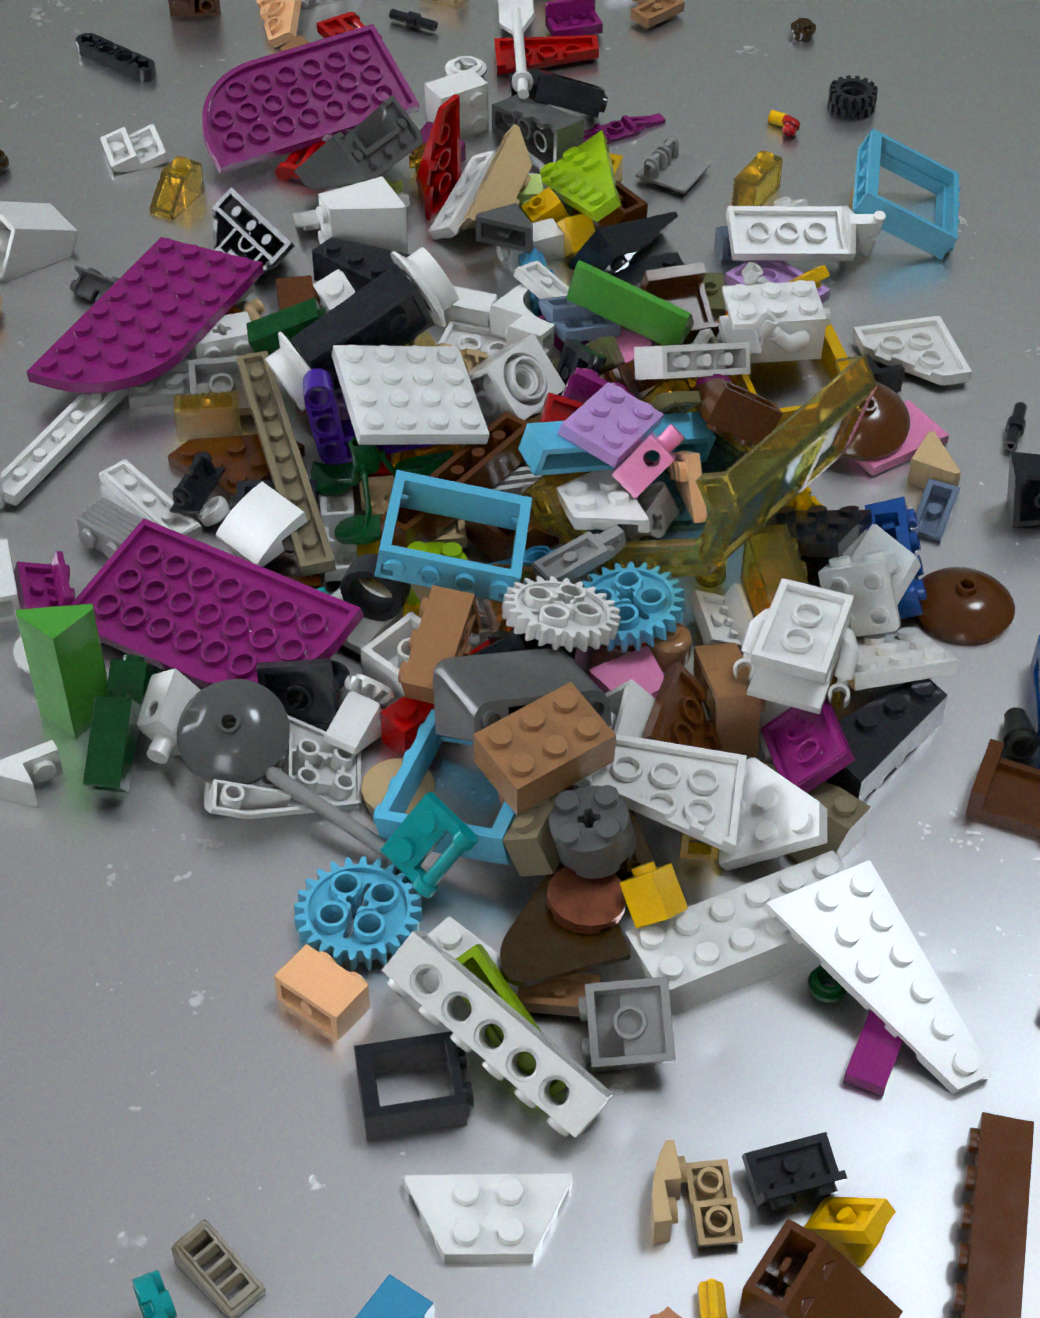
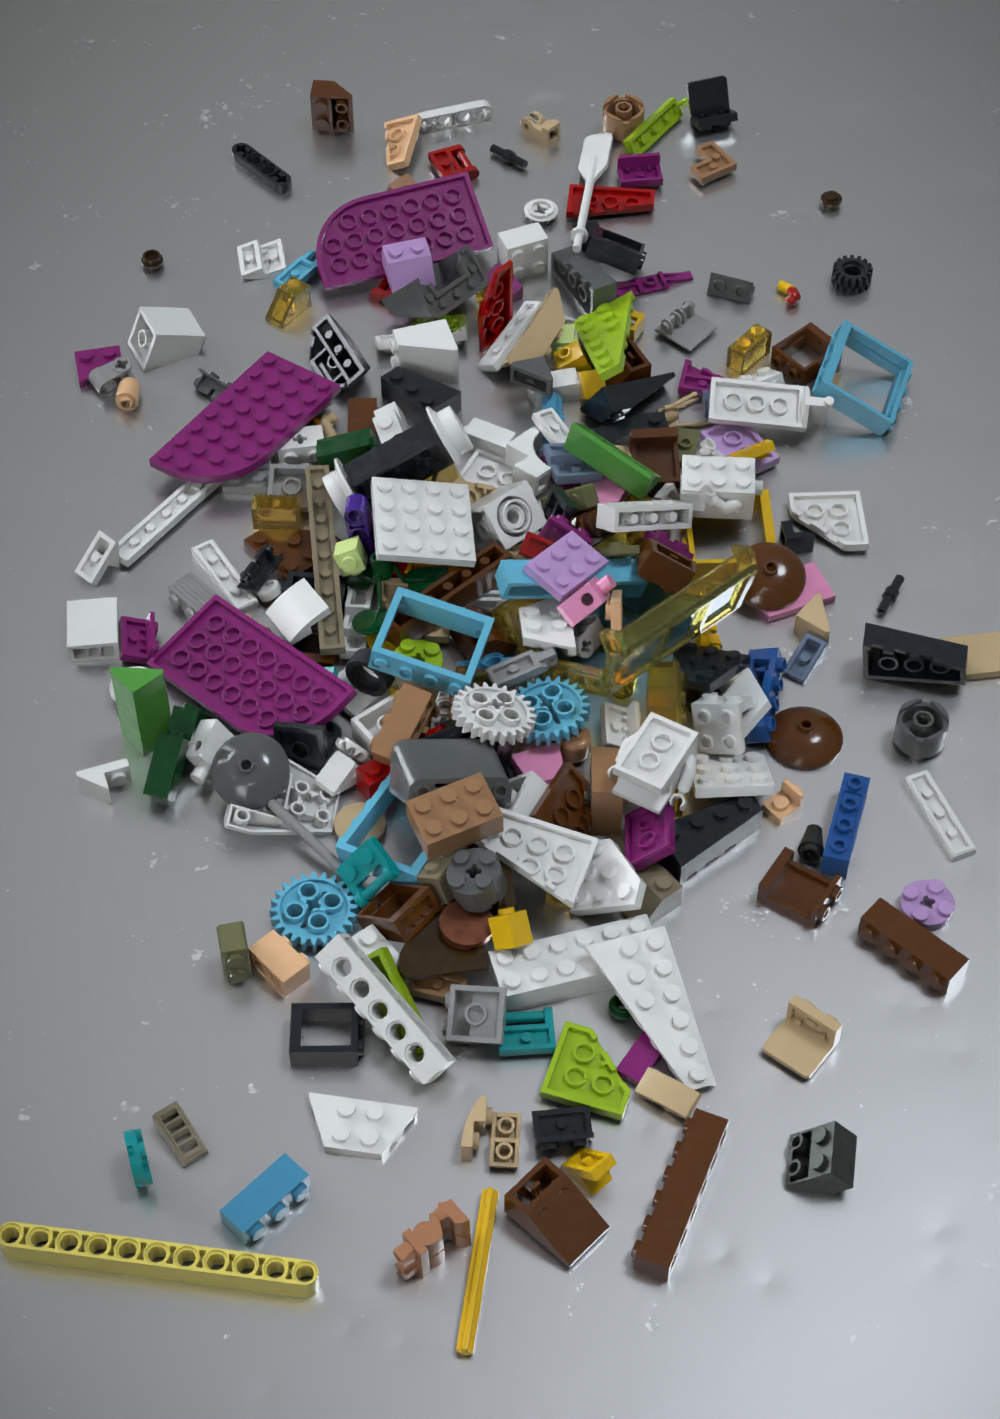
camera: 10 degrees right, 5 degrees up
(189, 147) = (301, 268): none -> medium azure hinge
(255, 983) = (234, 951): none -> olive brick
(315, 123) = (407, 262): none -> lavender slope
(318, 452) = (350, 556): none -> yellowish green brick
(509, 883) = (401, 911): none -> reddish brown window
(685, 252) = (672, 414): none -> tan plant
(700, 223) = (694, 379): none -> magenta wing
(709, 1047) = (529, 1038): none -> teal plate
(714, 123) = (730, 288): none -> dark grey hinge
(804, 1090) = (585, 1074): none -> lime plate
(822, 163) = (808, 336): none -> reddish brown window
(931, 1096) = (668, 1093): none -> tan slope
(967, 687) = (784, 803): none -> light nougat bracket

